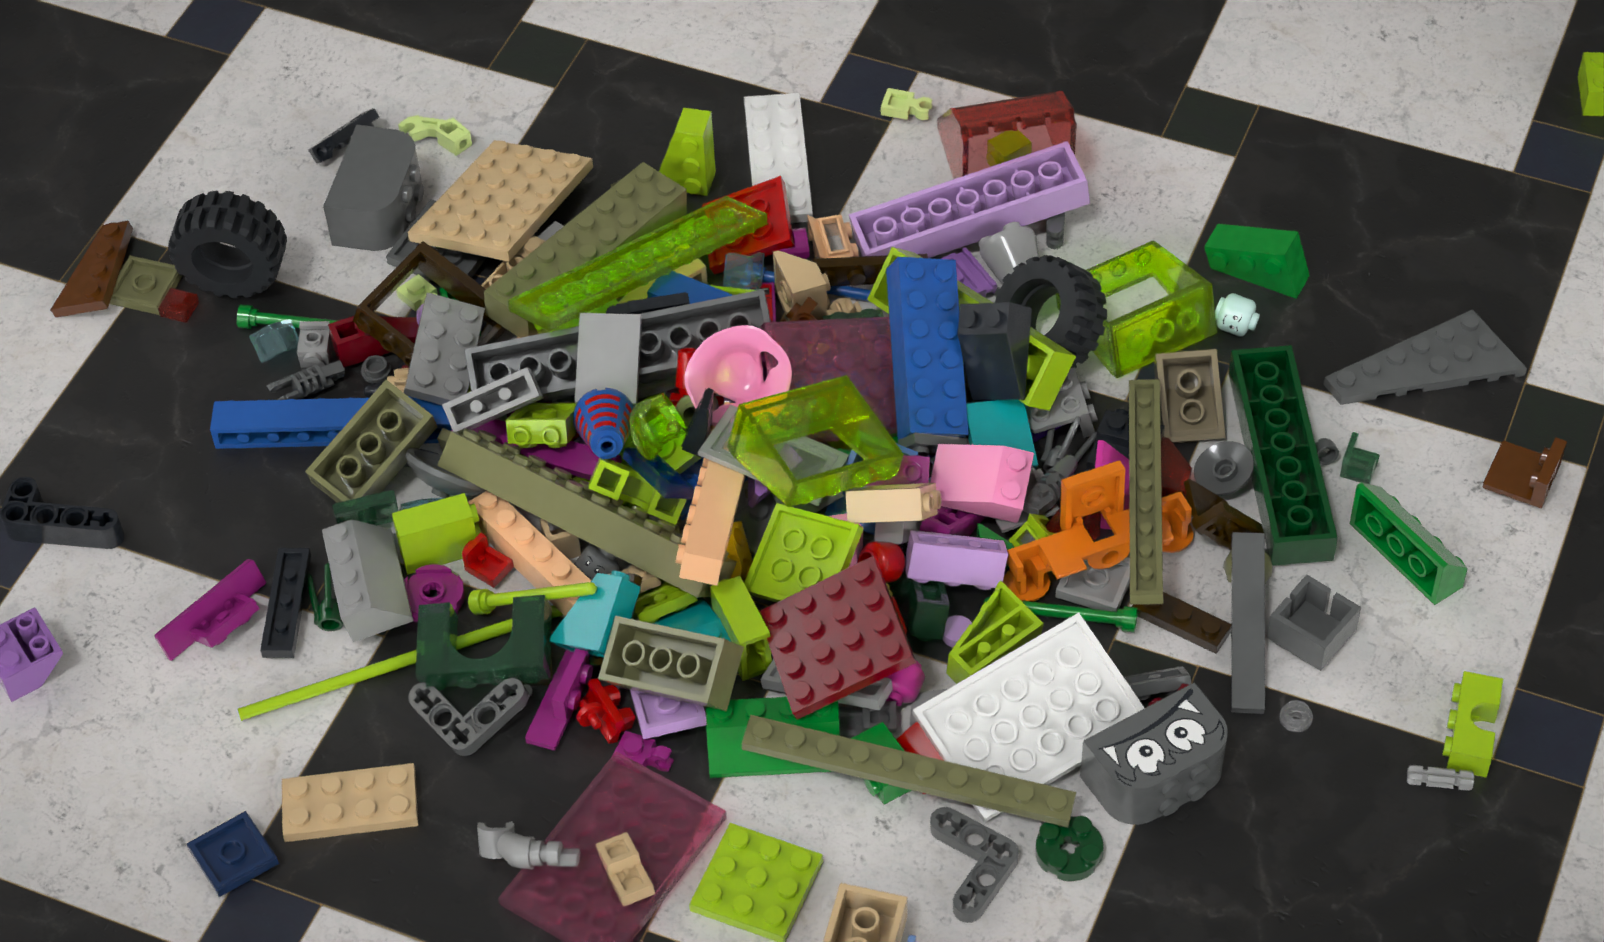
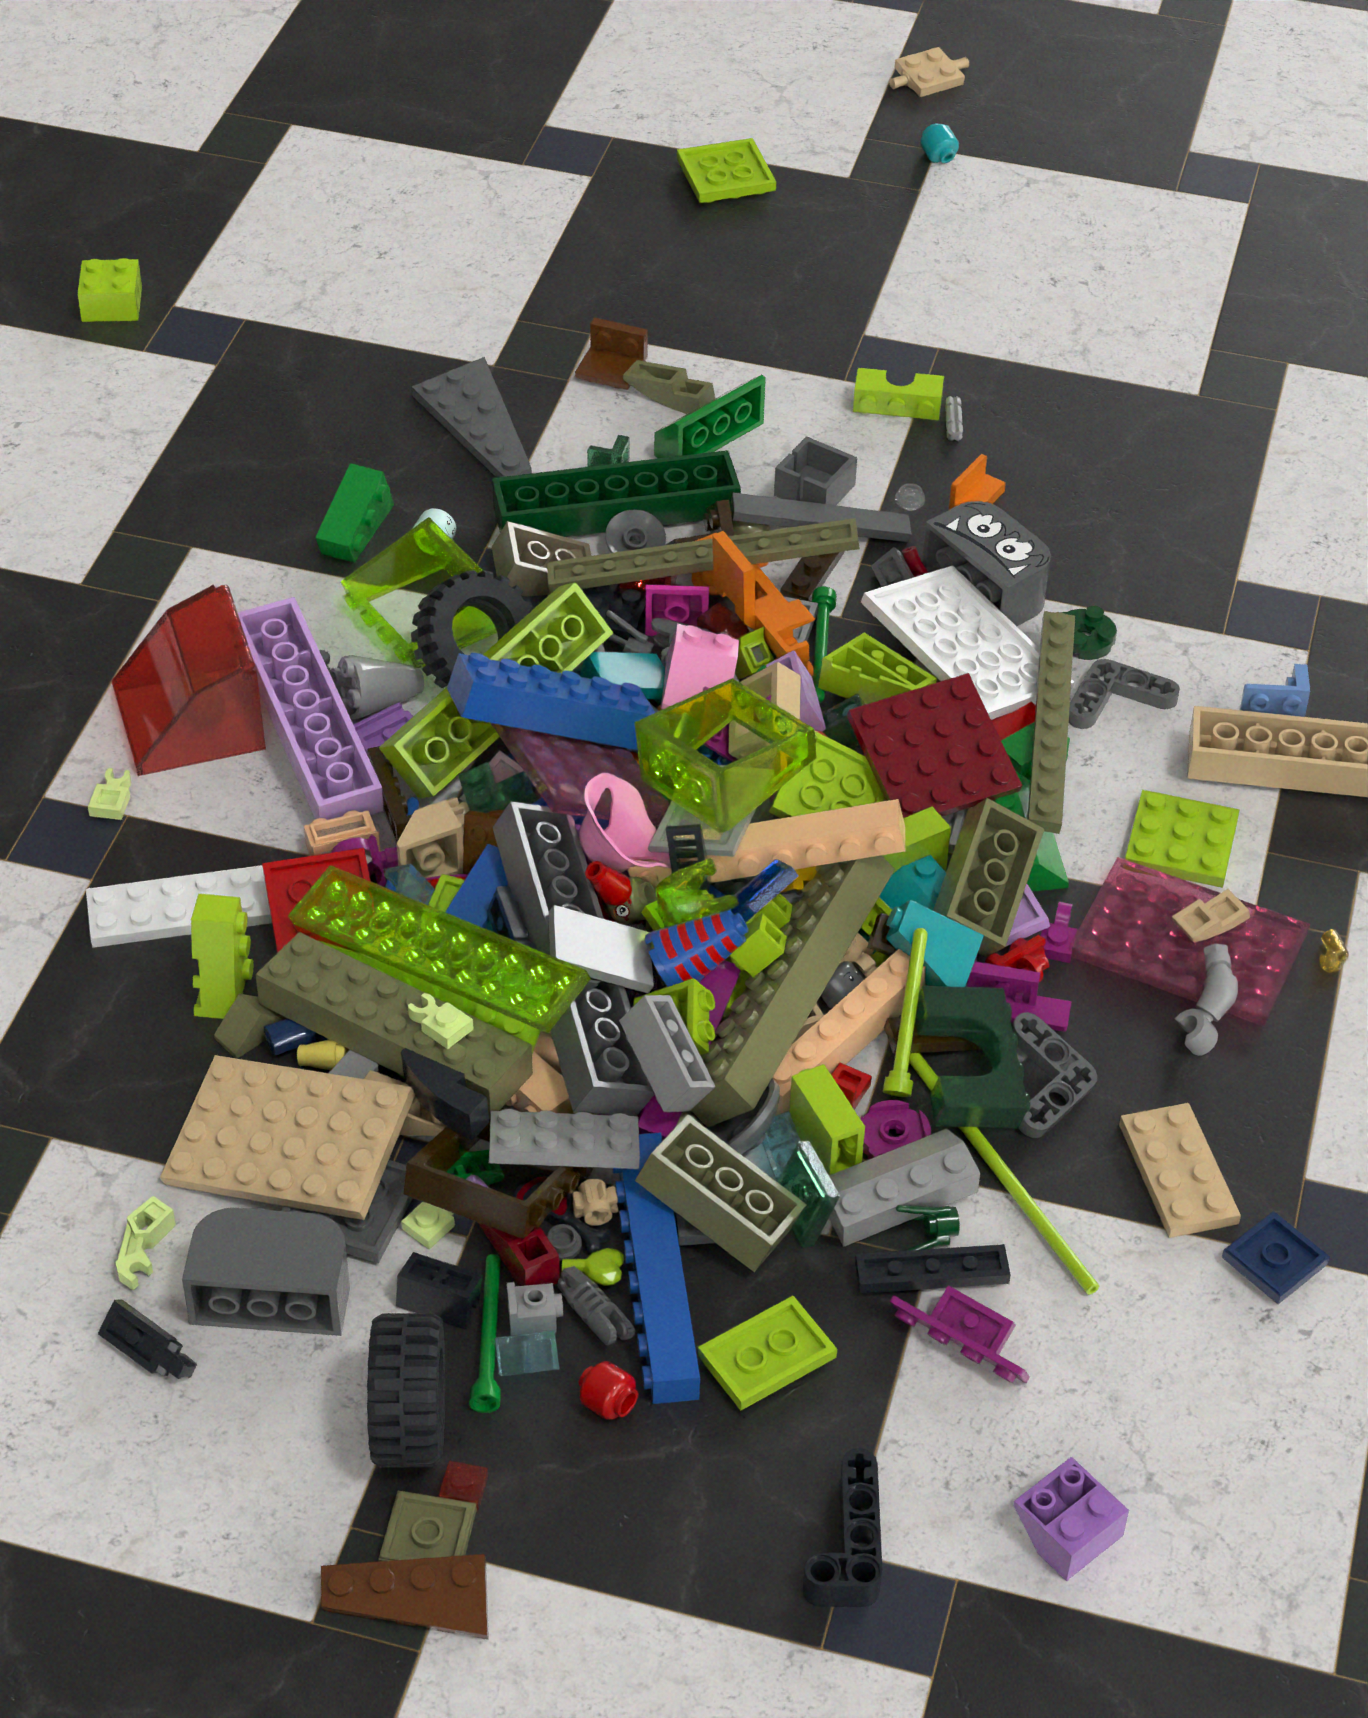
camera: 100 degrees left, 5 degrees down
(224, 381) = (608, 1390): none -> red head
(236, 486) = (767, 1352): none -> lime plate
(344, 288) = (438, 1288): none -> black hinge
(347, 388) = (600, 1266): none -> lime rock
(479, 274) = (445, 1094): none -> black slope
(553, 261) = (442, 1023): none -> yellowish green plate
(995, 349) = (556, 635): black slope -> none
(1304, 775) = (976, 485): none -> orange panel
(1479, 518) = (669, 386): none -> olive slope

